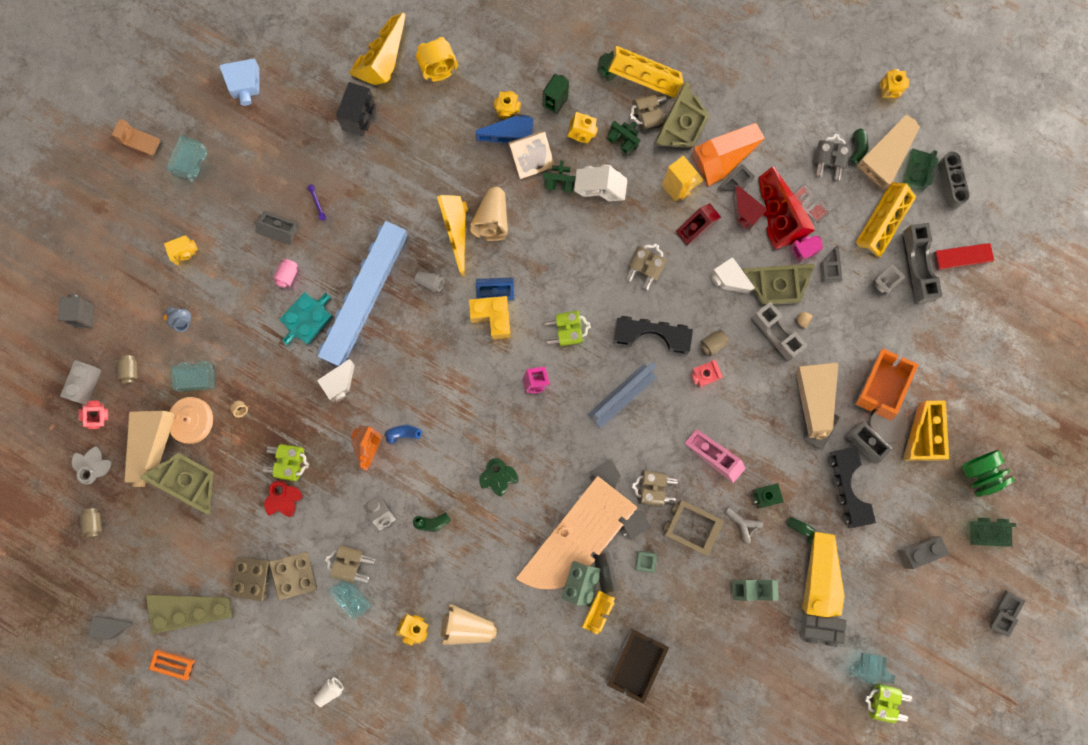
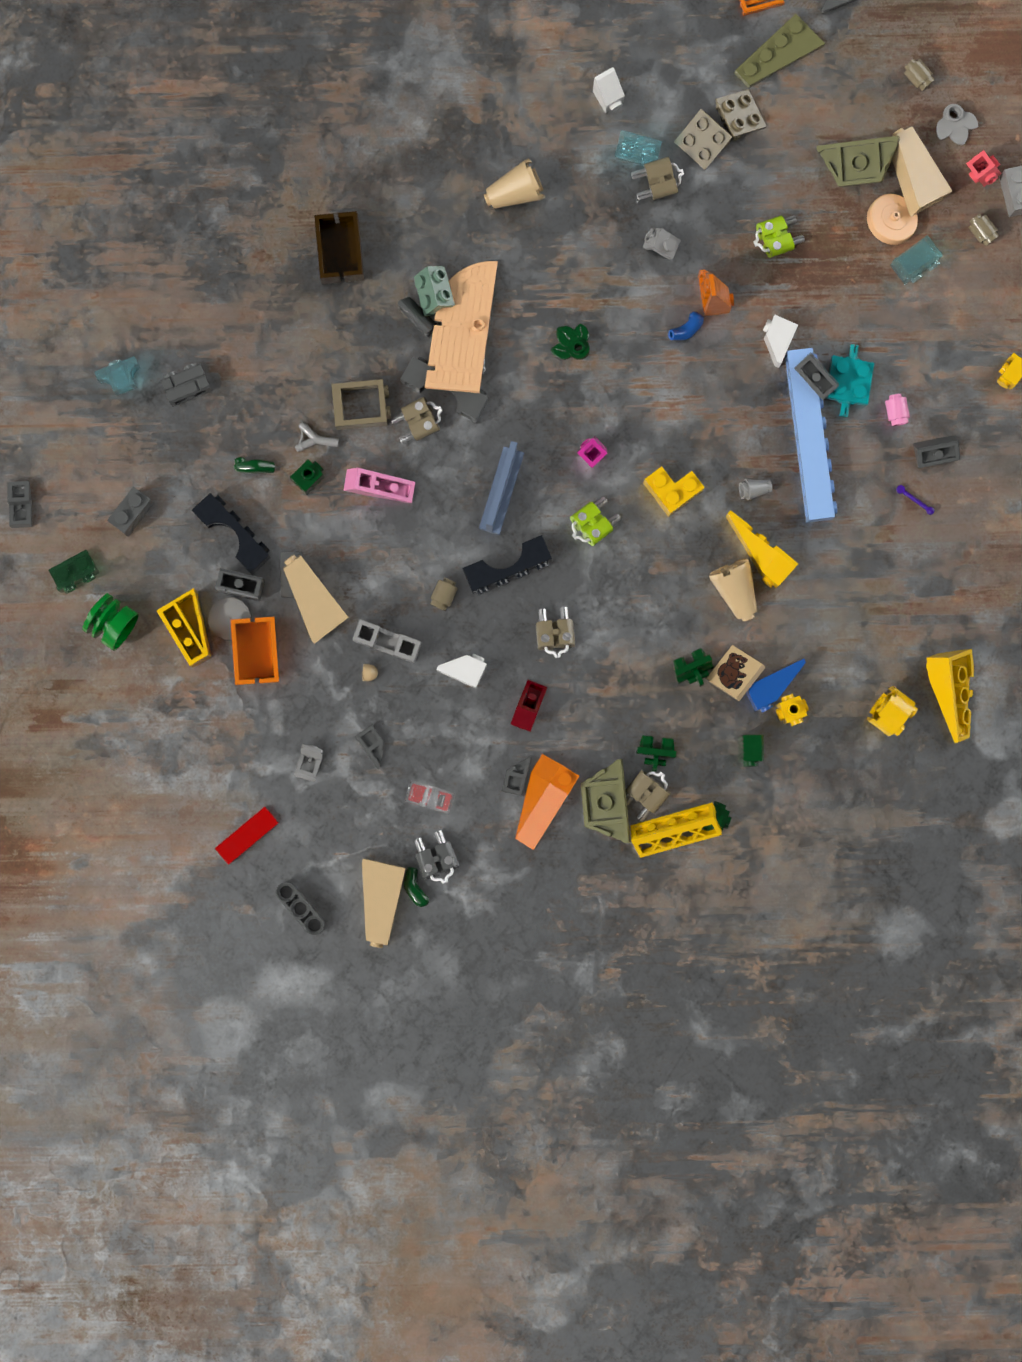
camera: 150 degrees right, 5 degrees up
(178, 318) = (969, 304): sand blue animal -> none
(236, 412) = (855, 257): tan hinge -> none
(284, 501) = (757, 199): red plate -> none
(328, 692) = (603, 59): white cone -> none
(329, 331) = (816, 376): none -> dark grey slope
(342, 661) = (608, 90): none -> white slope
(356, 109) = (936, 610): black brick -> none
(412, 629) = (570, 154): yellow brick -> none
(431, 525) = (605, 261): dark green arm -> none
(495, 288) = (688, 520): blue slope -> none
(582, 127) = (702, 732): yellow brick -> none
(601, 605) = (403, 280): yellow hinge -> none
(602, 182) = (648, 683): white brick -> none
(646, 561) = (385, 348): sand green tile -> none
(681, 179) = (570, 739): yellow wedge -> none
(713, 370) = (430, 566): coral brick -> none
(746, 209) = (489, 748): dark red slope -> none
(755, 590) = (270, 381): sand green brick -> none
(779, 283) = (414, 693): olive wing -> none
(784, 213) = (447, 767): red wedge -> none
(807, 247) = (407, 747): dark pink brick -> none
(824, 584) = (206, 425): yellow wedge -> none
(884, 215) = (349, 826): yellow fence -> none
(886, 703) = (90, 352): lime piece -> none
(894, 83) = (425, 971): yellow brick -> none
(920, 169) = (340, 900): clear green bracket -> none
(924, 281) = (285, 797): dark grey arch -> none

